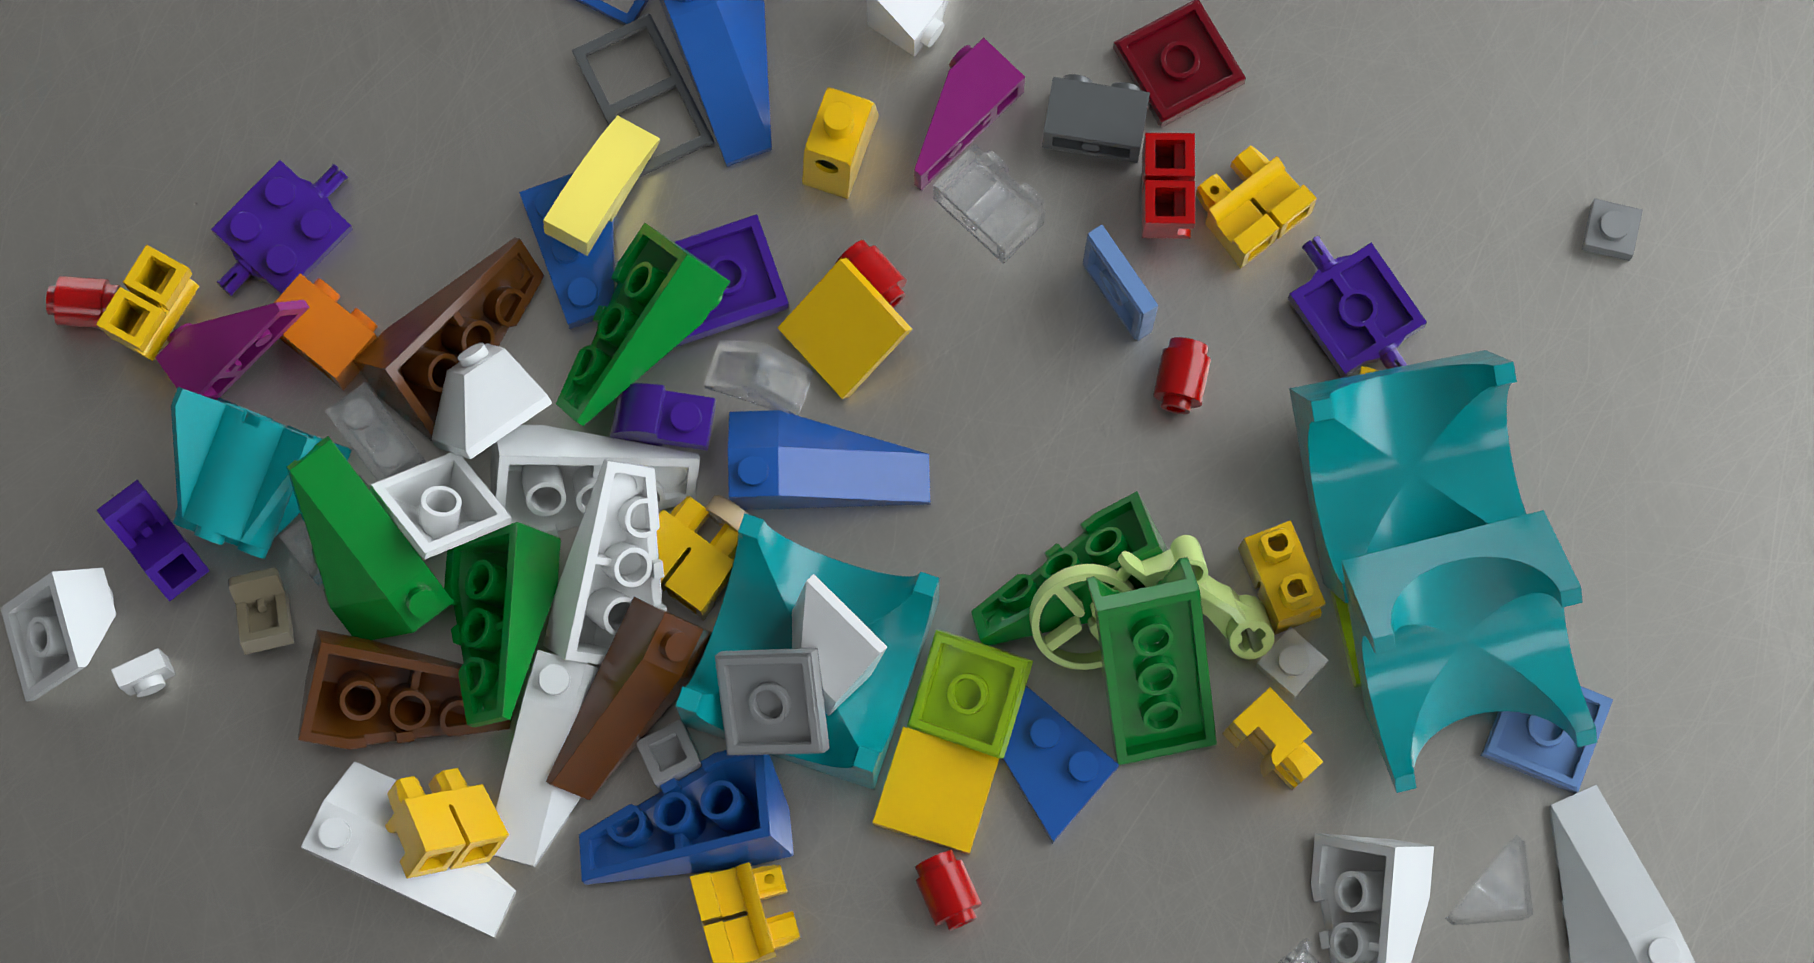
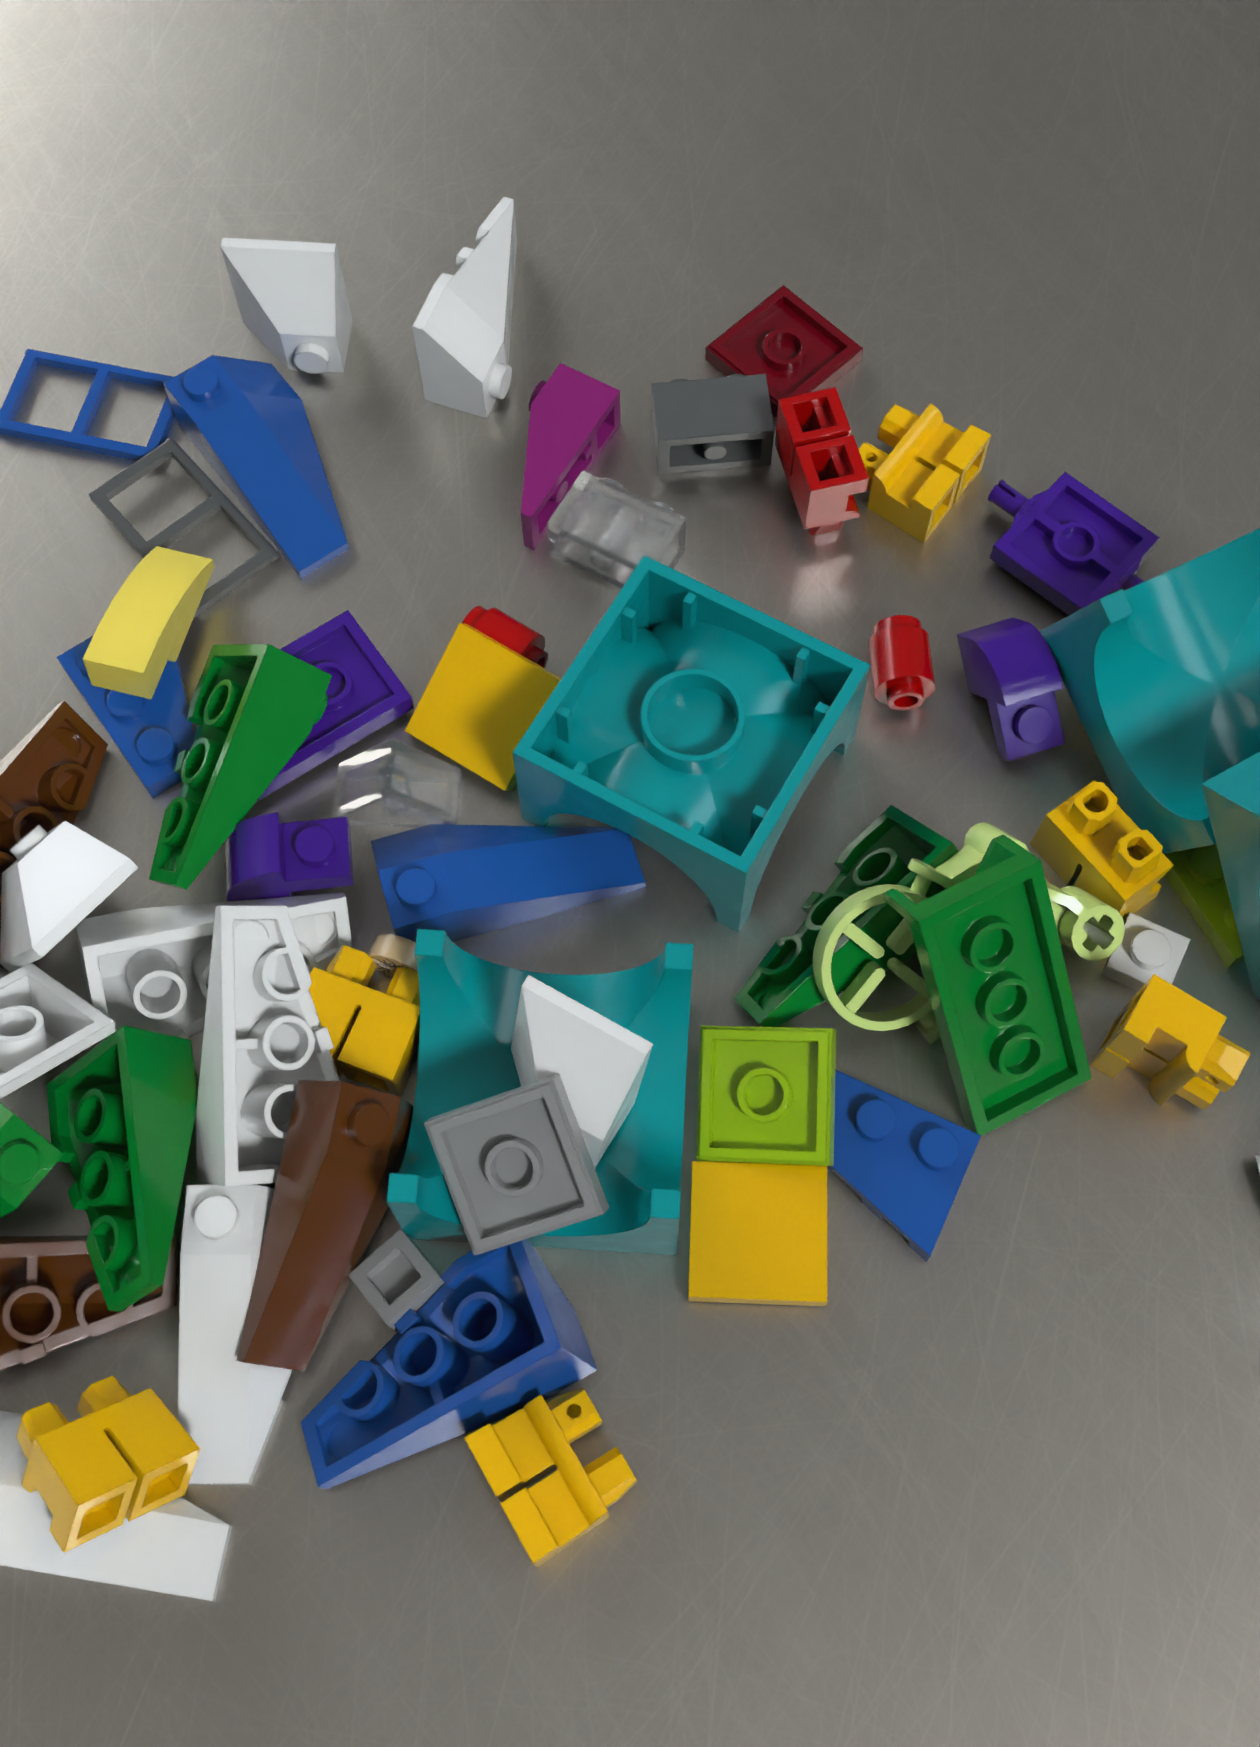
camera: 15 degrees left, 10 degrees down
(840, 137) = (427, 489): yellow torso -> none
(947, 890) = (814, 1360): red brick -> none
(992, 401) = (691, 730): none -> teal piece
(1119, 283) = (798, 573): medium blue tile -> none
(1263, 419) = (1019, 679): none -> dark purple brick

